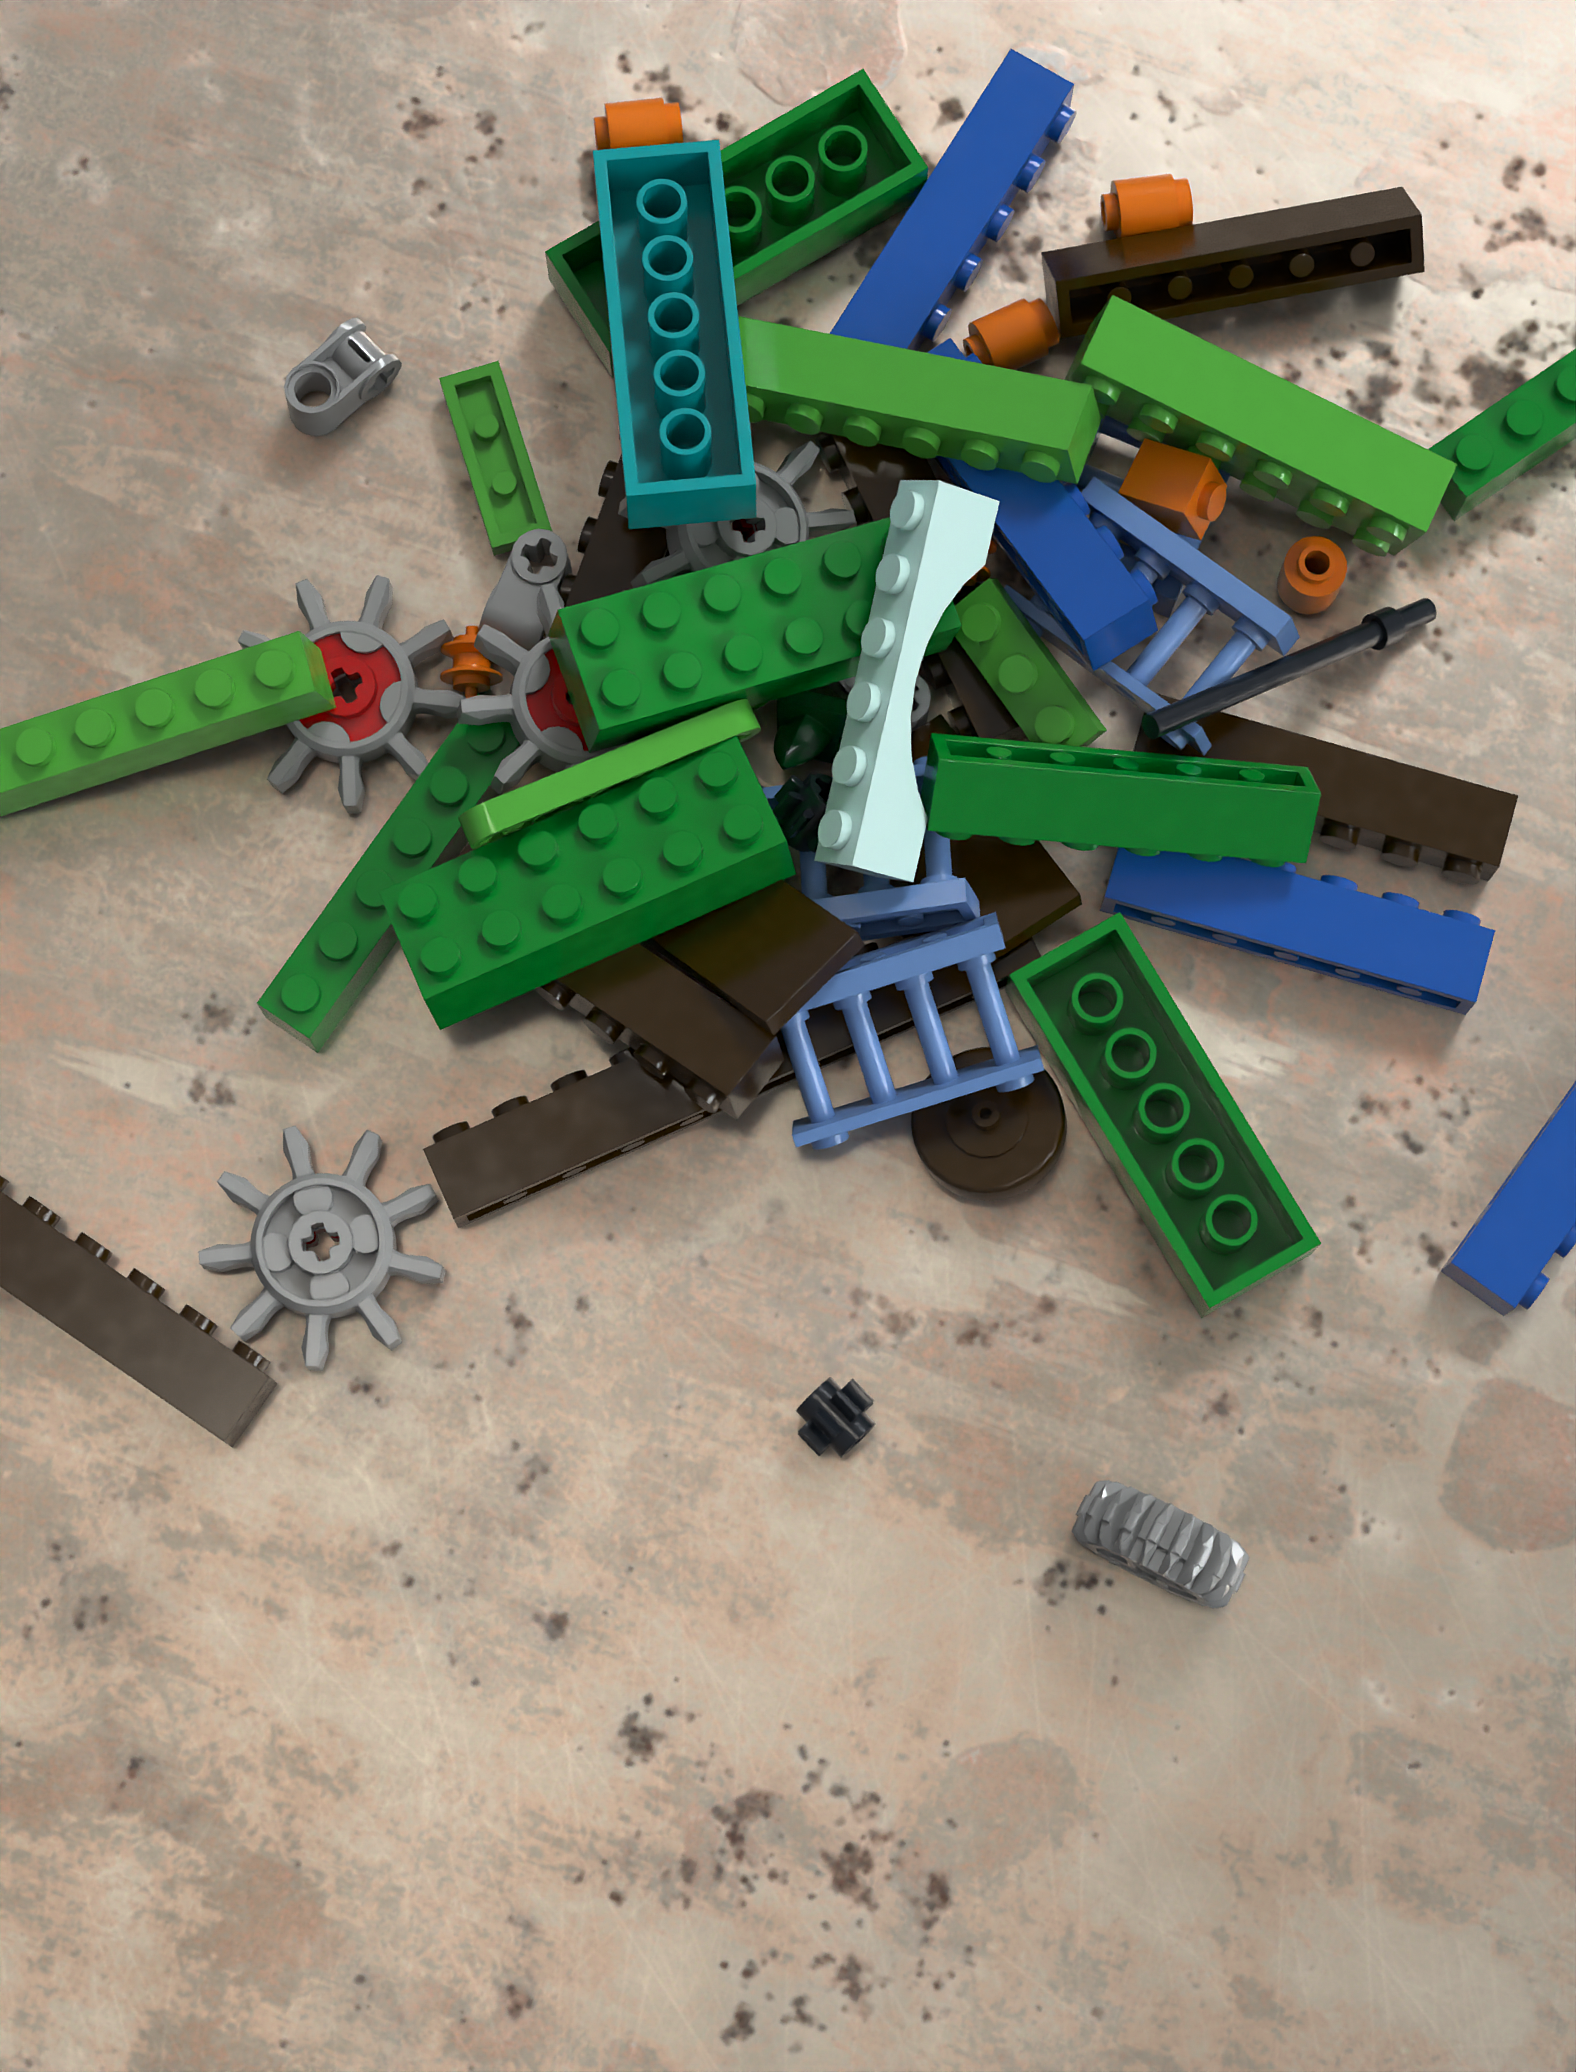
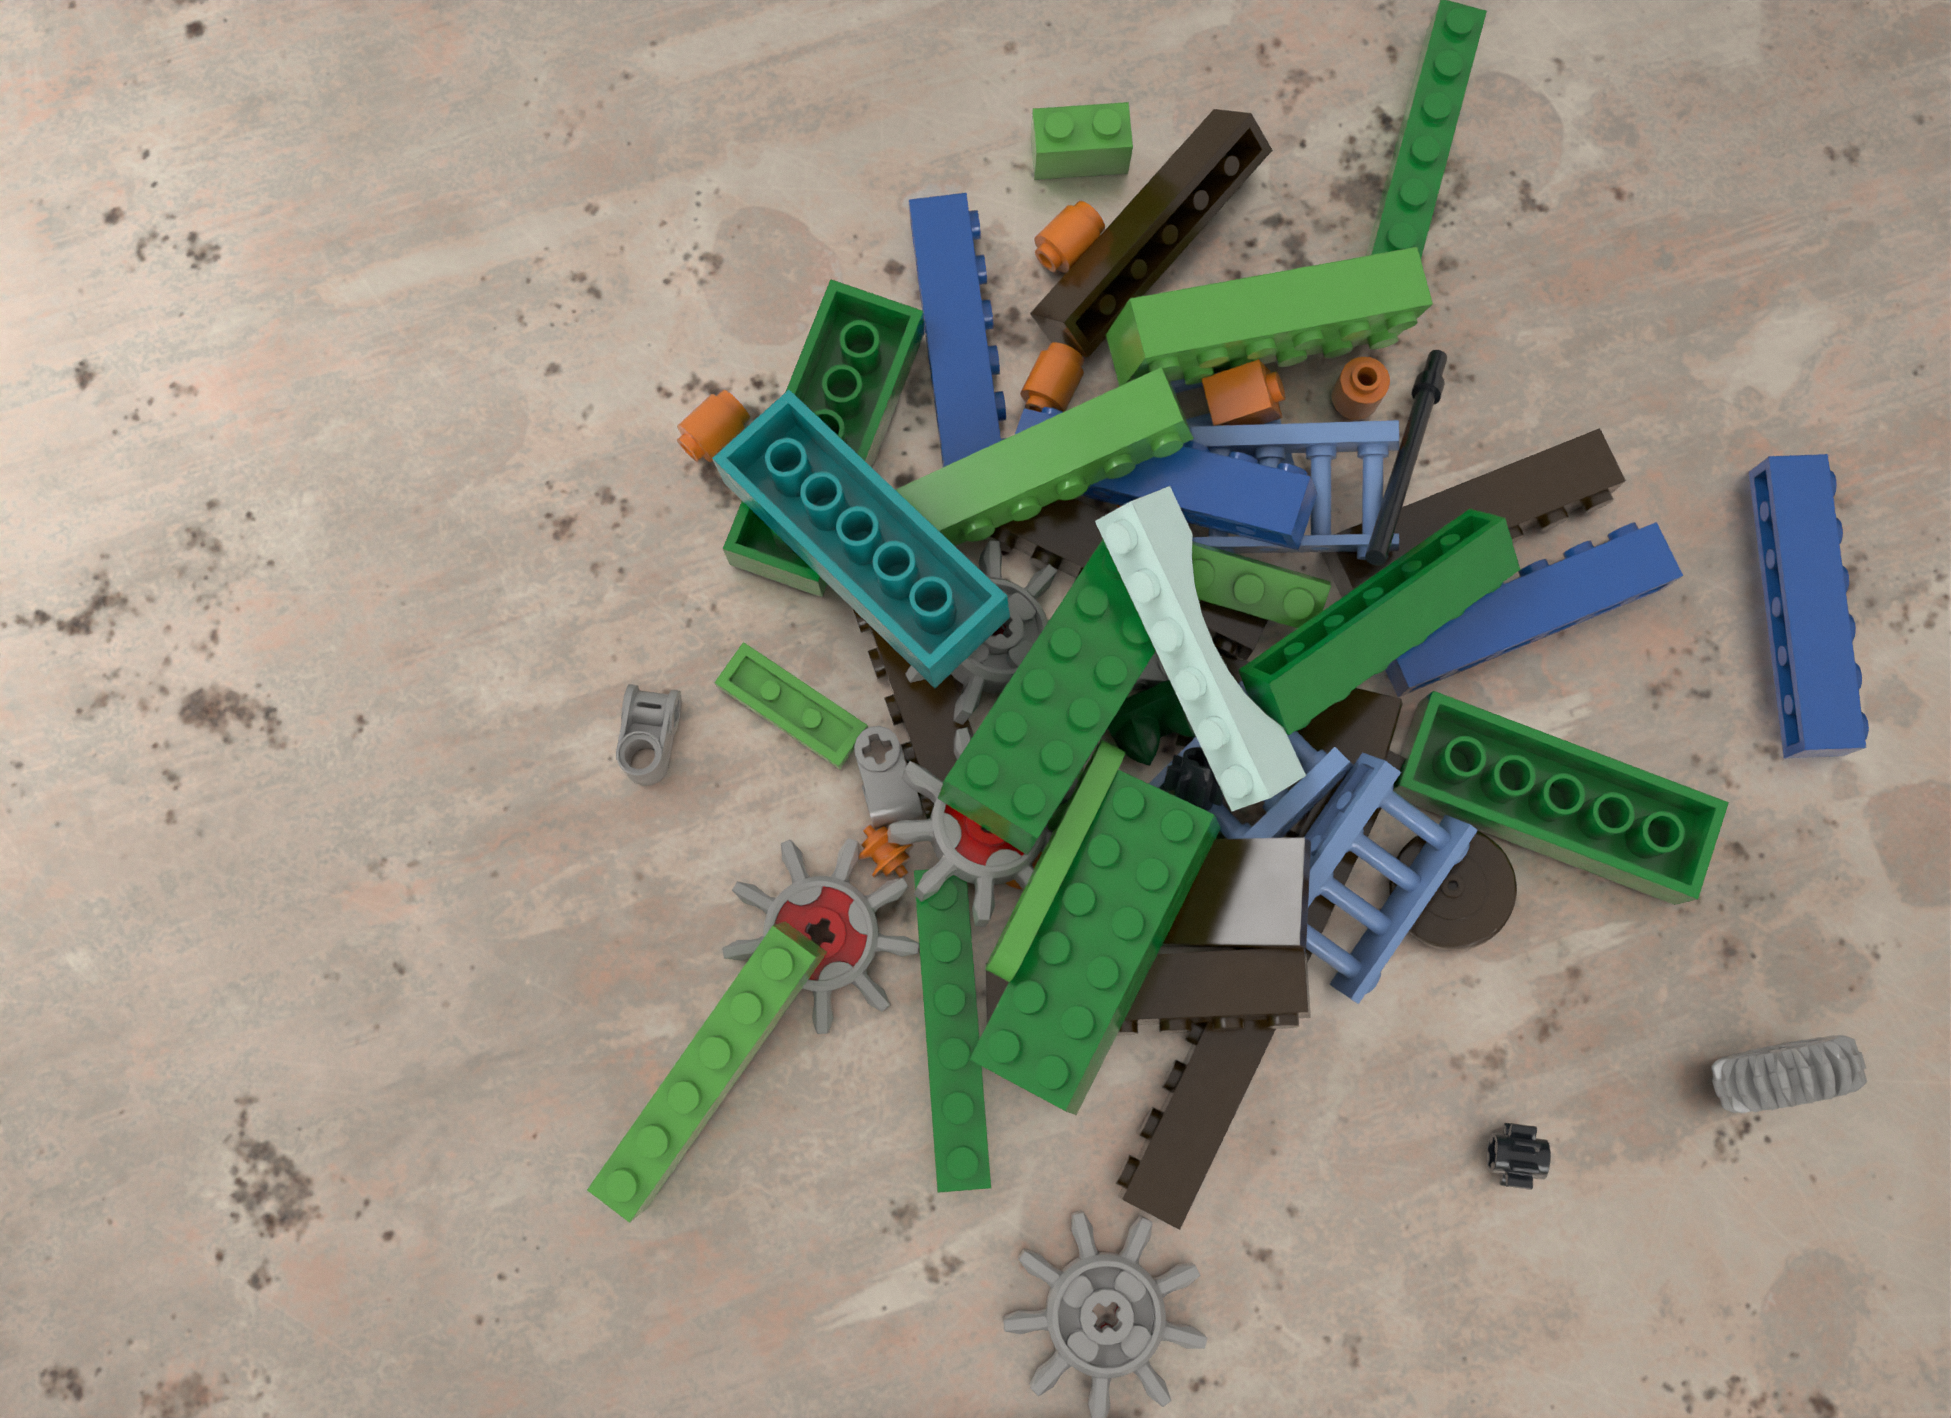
camera: 40 degrees left, 0 degrees up
(1239, 119) = (1081, 140): none -> bright green brick

